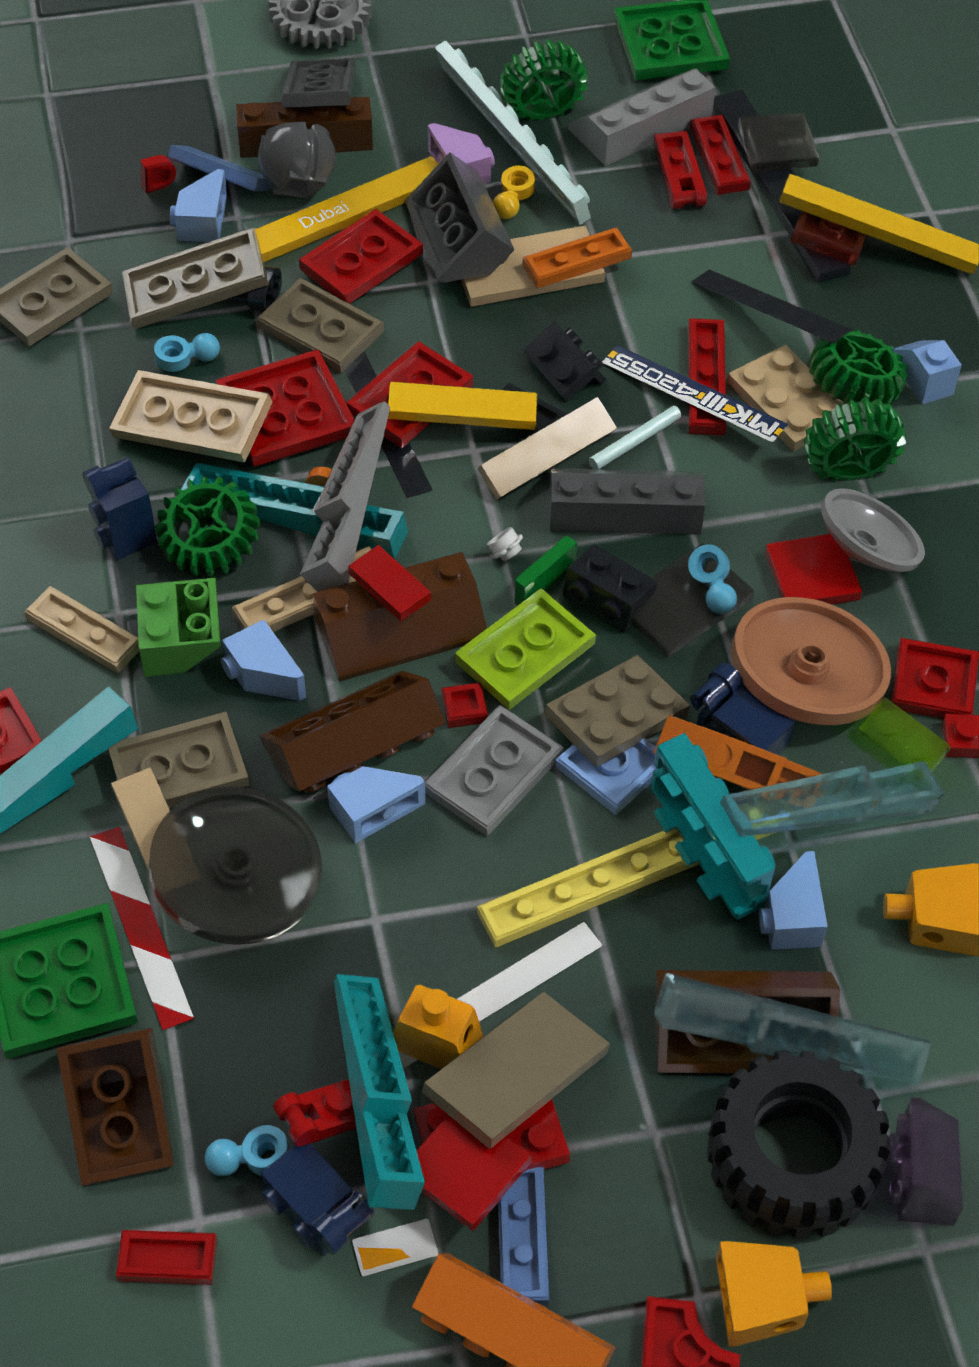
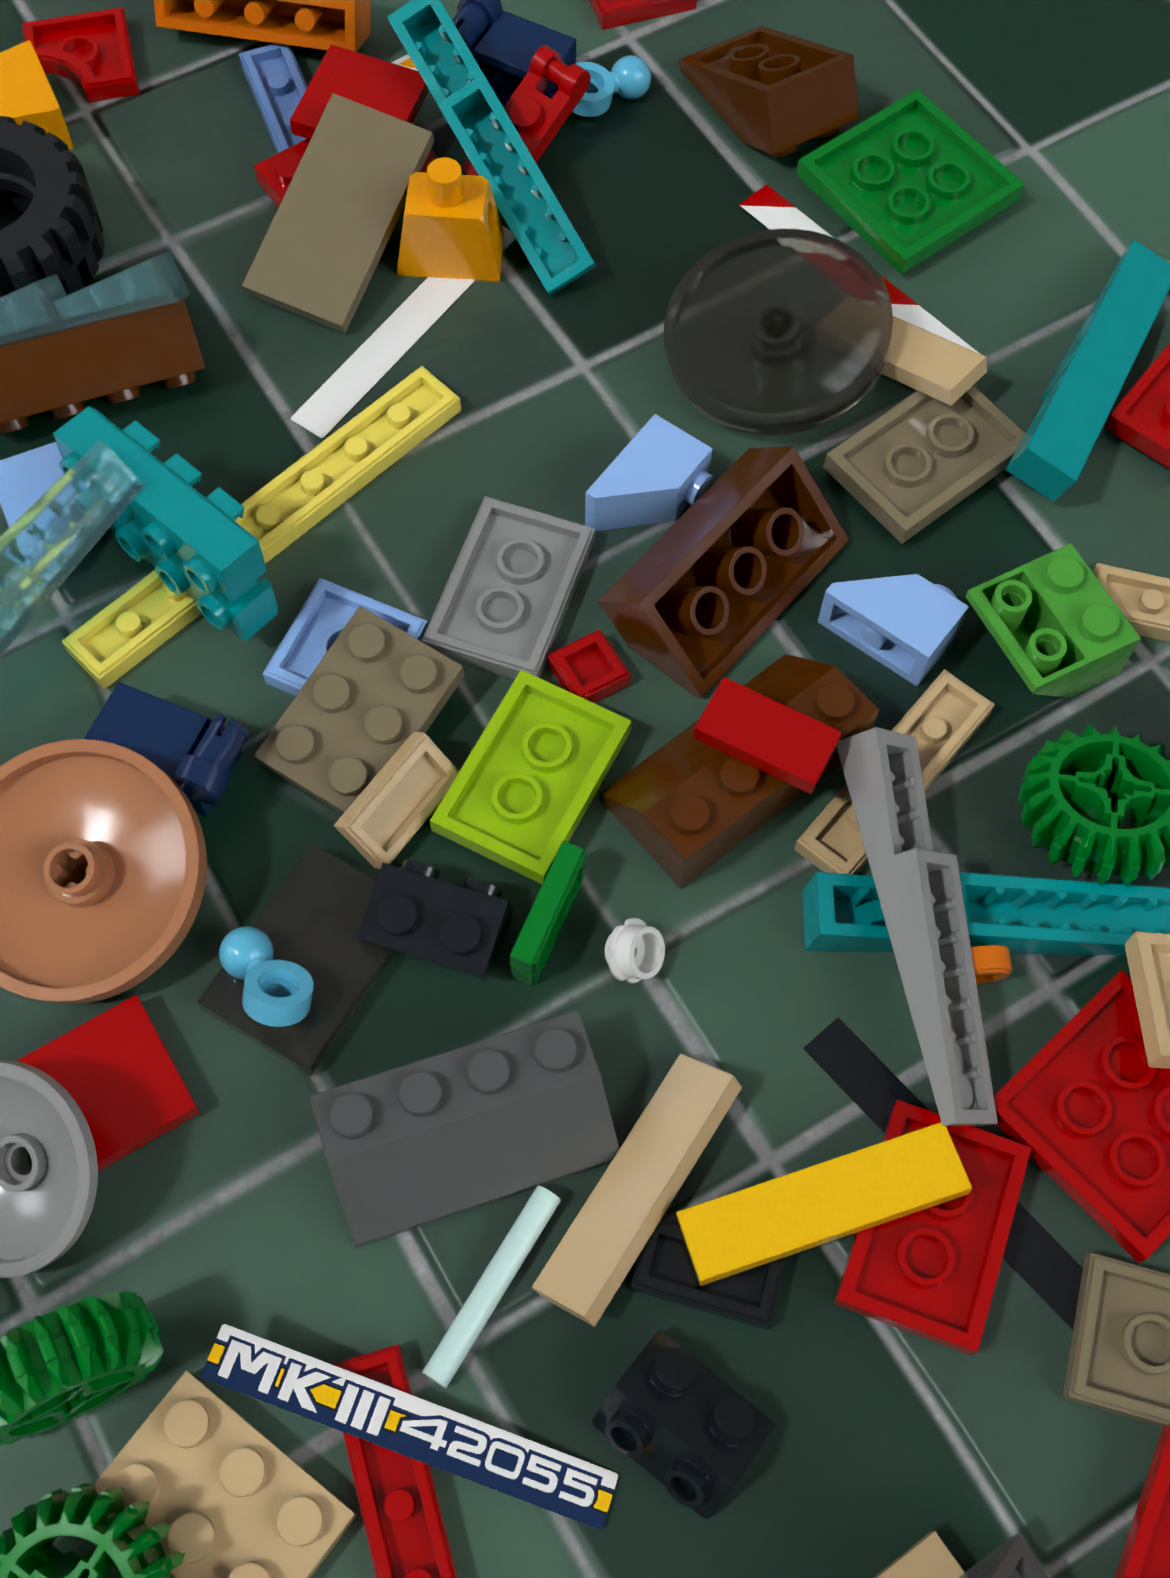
camera: 160 degrees right, 10 degrees up
(609, 655) = (398, 800): none -> tan tile
(734, 759) = (174, 653): orange slope -> none

